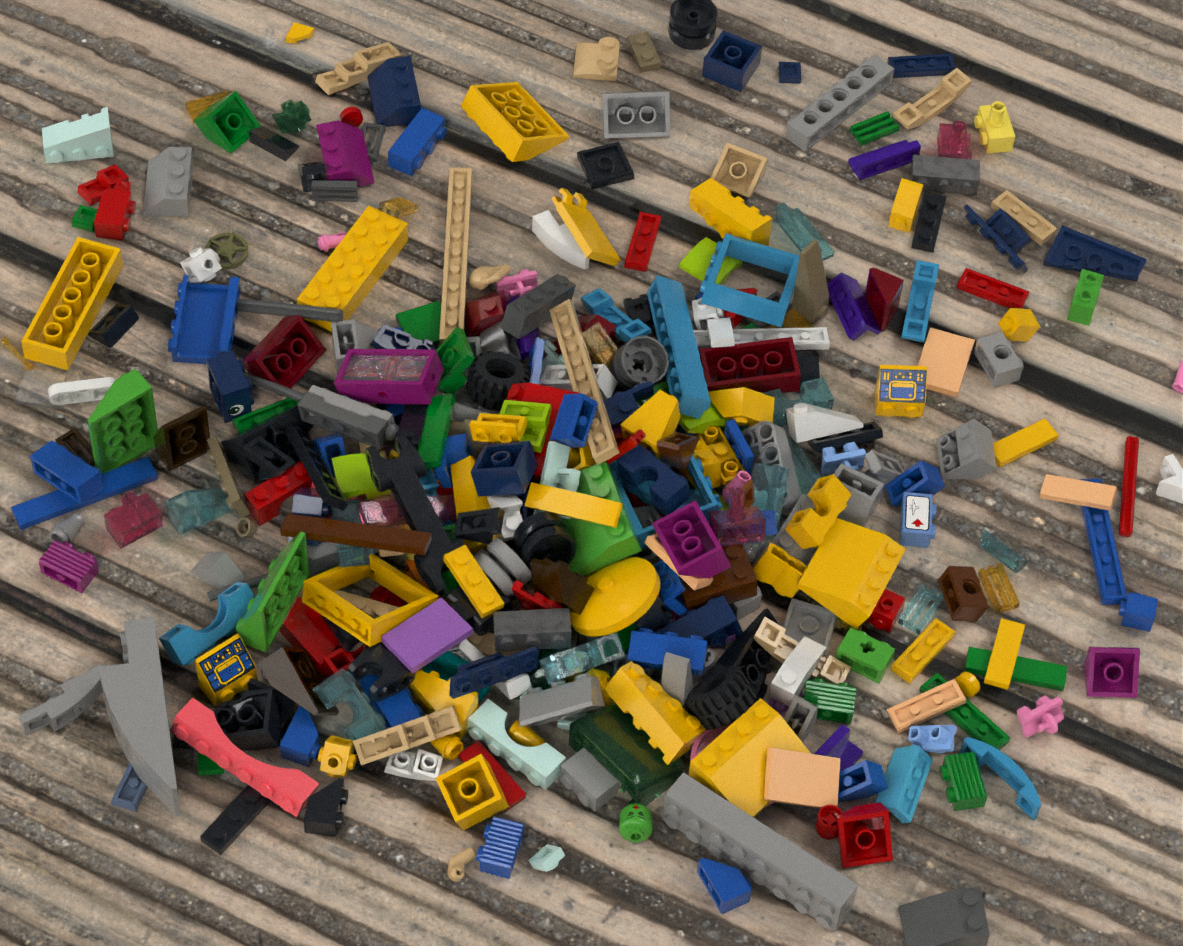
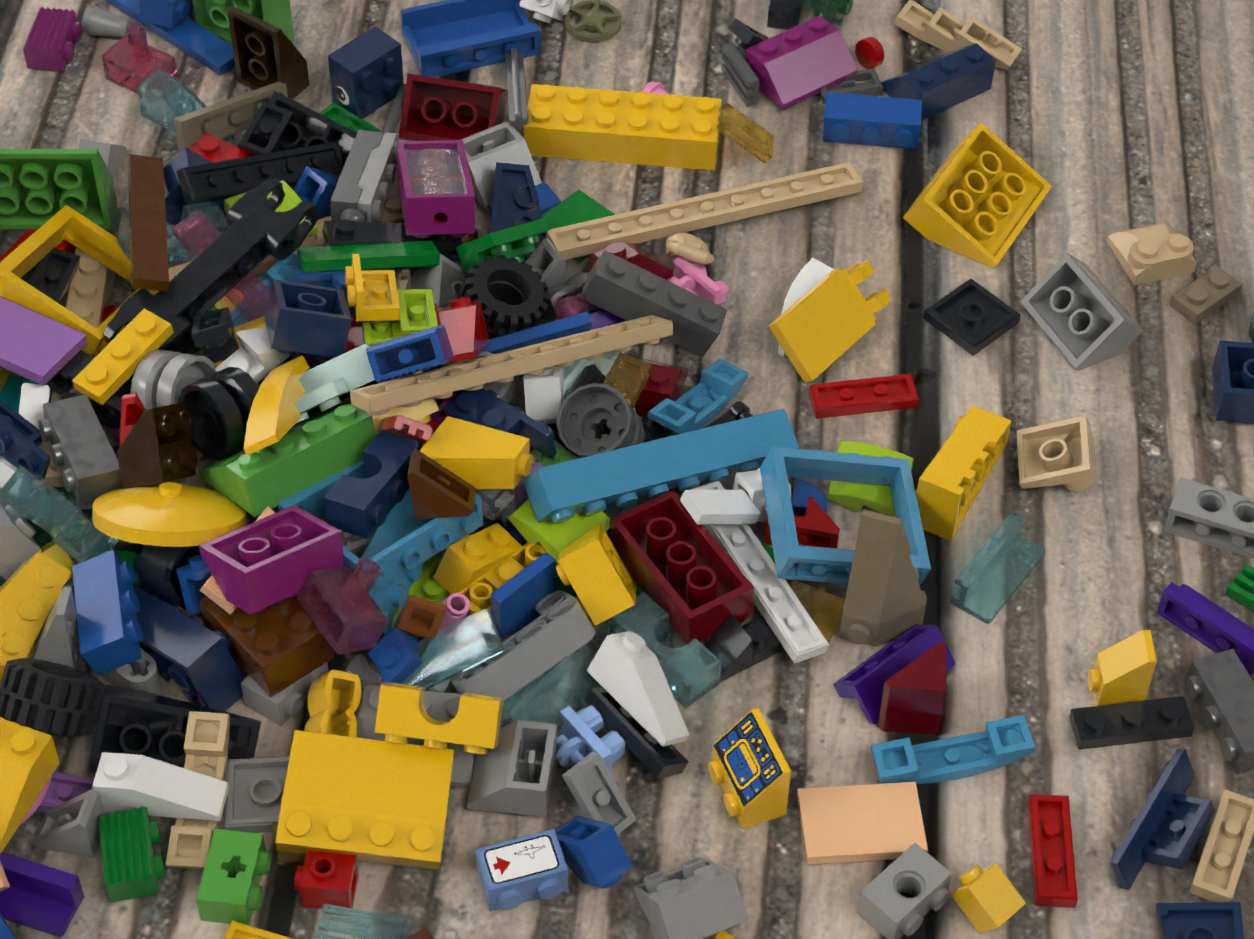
camera: 70 degrees right, 5 degrees down
(524, 348) = (571, 306): none -> clear pink plate

